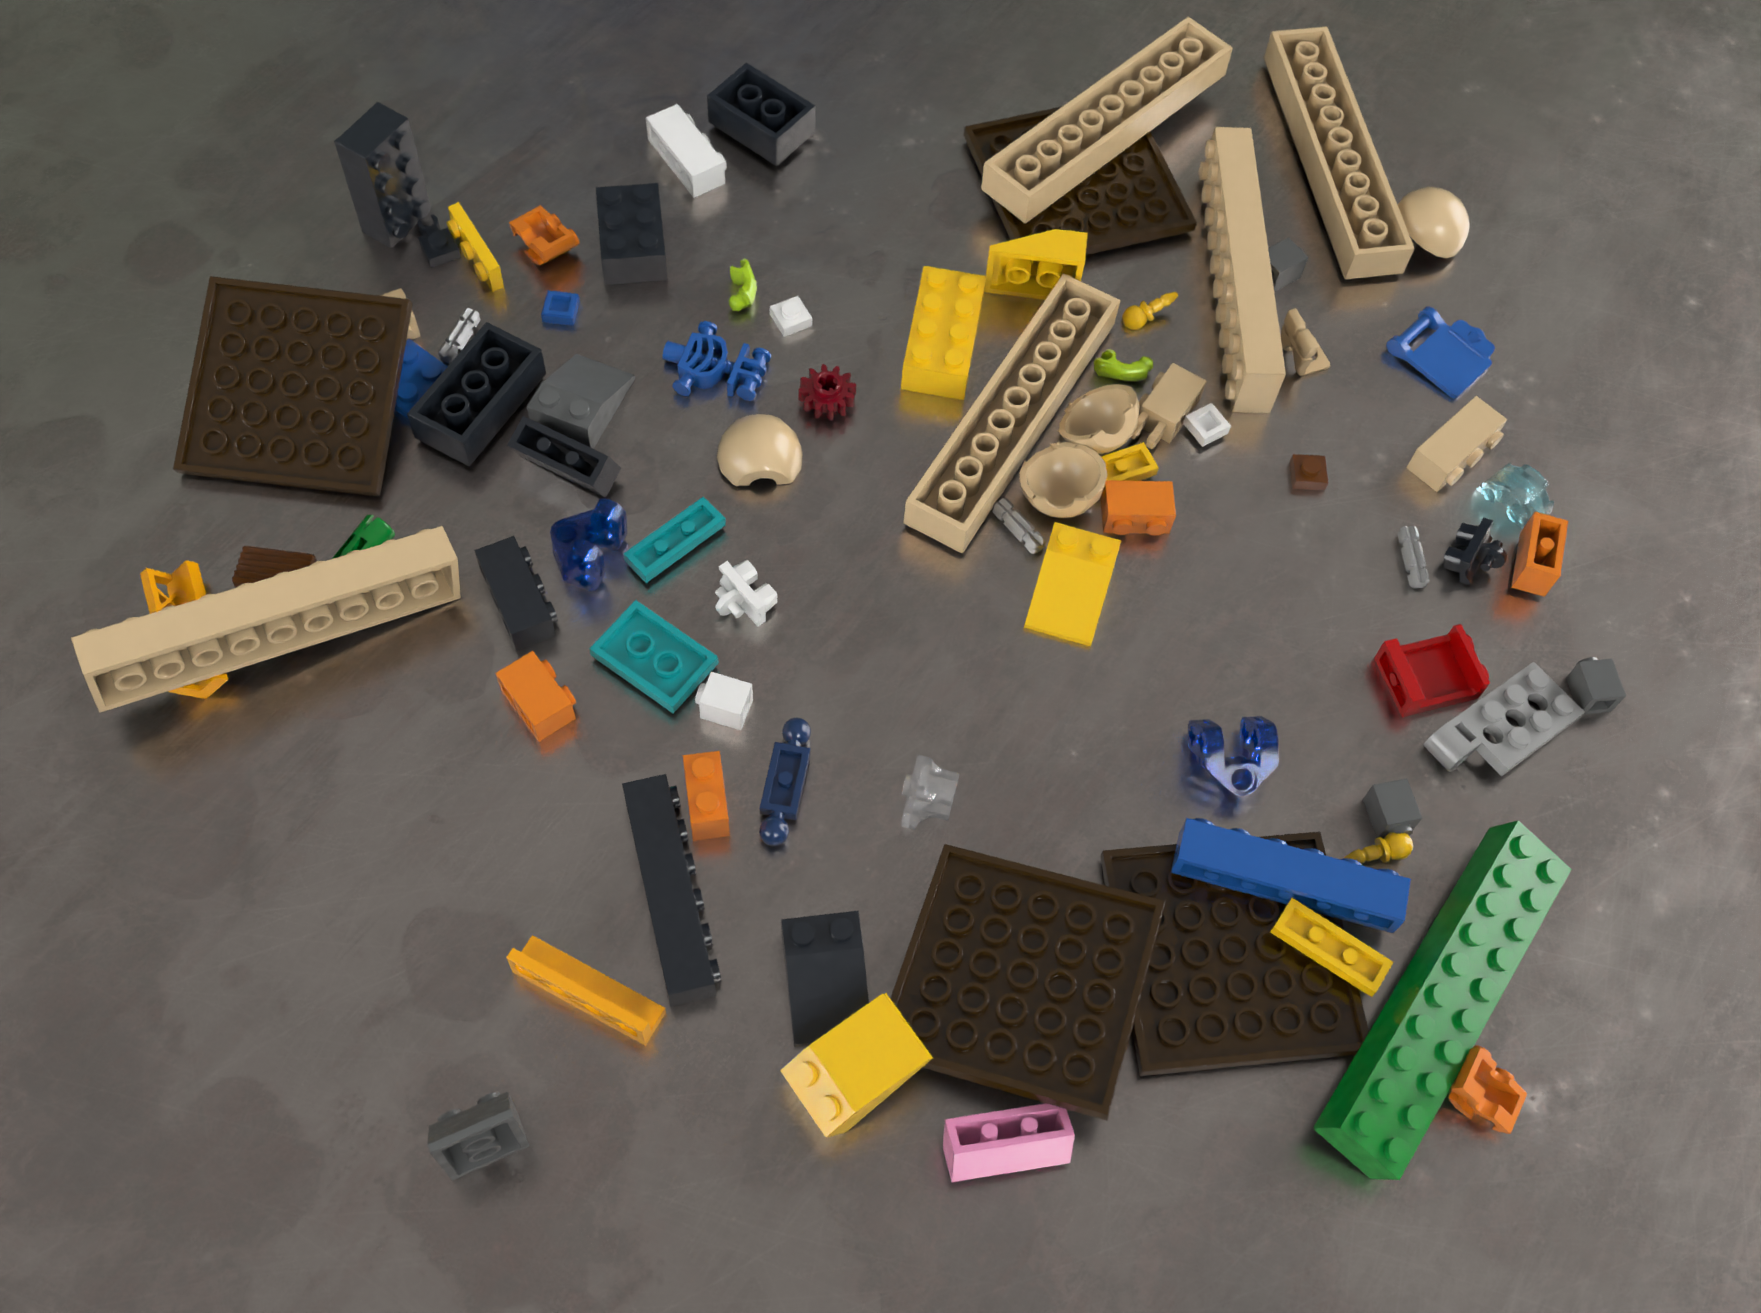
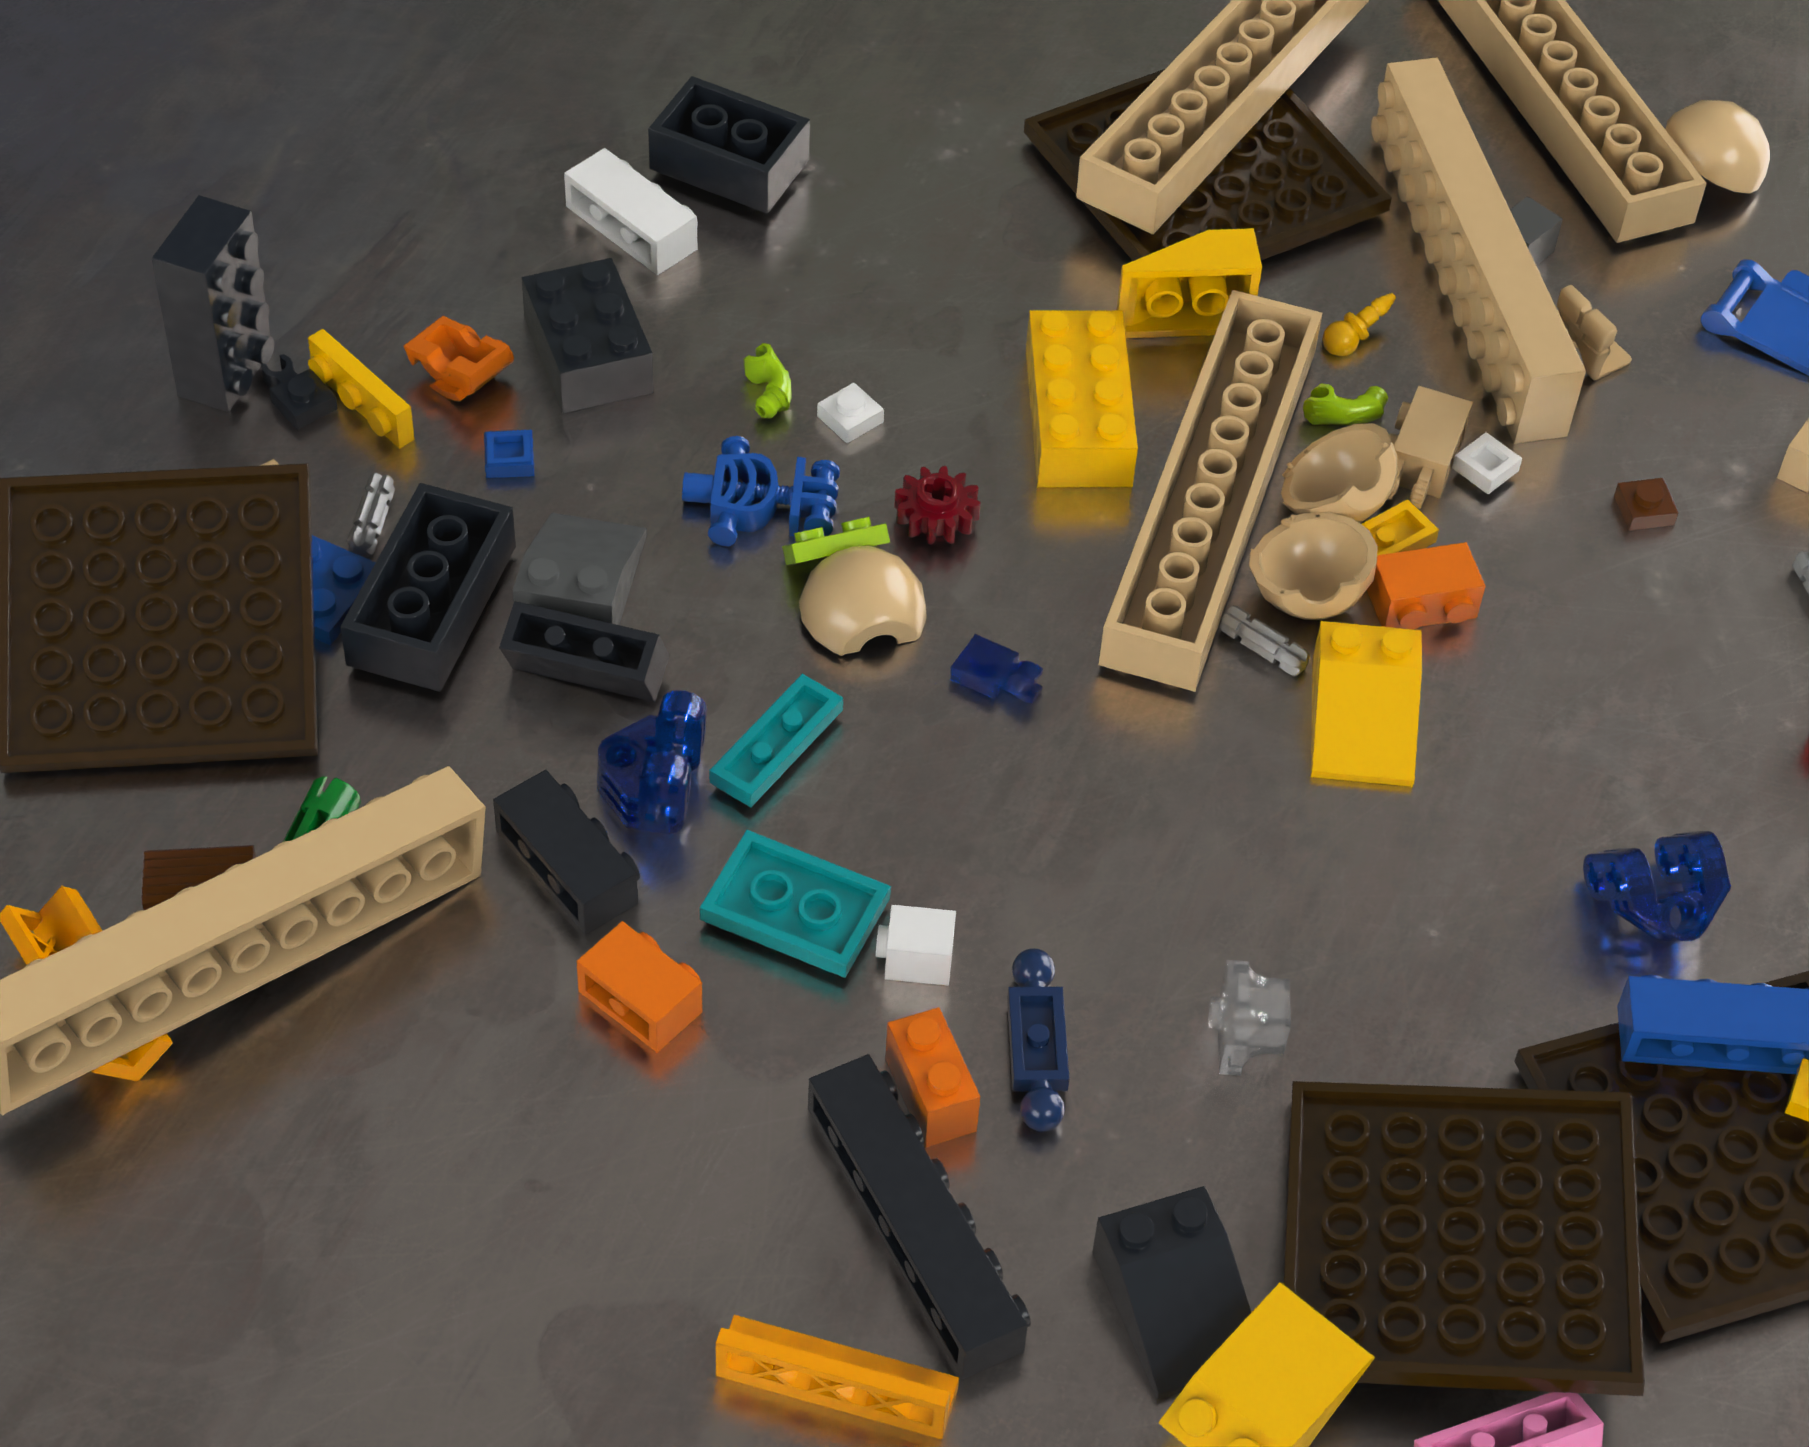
camera: 10 degrees left, 10 degrees down
(737, 406) = (814, 545): none -> lime plate
(739, 597) = (897, 799): white hips -> none
(832, 513) = (993, 667): none -> clear blue plate

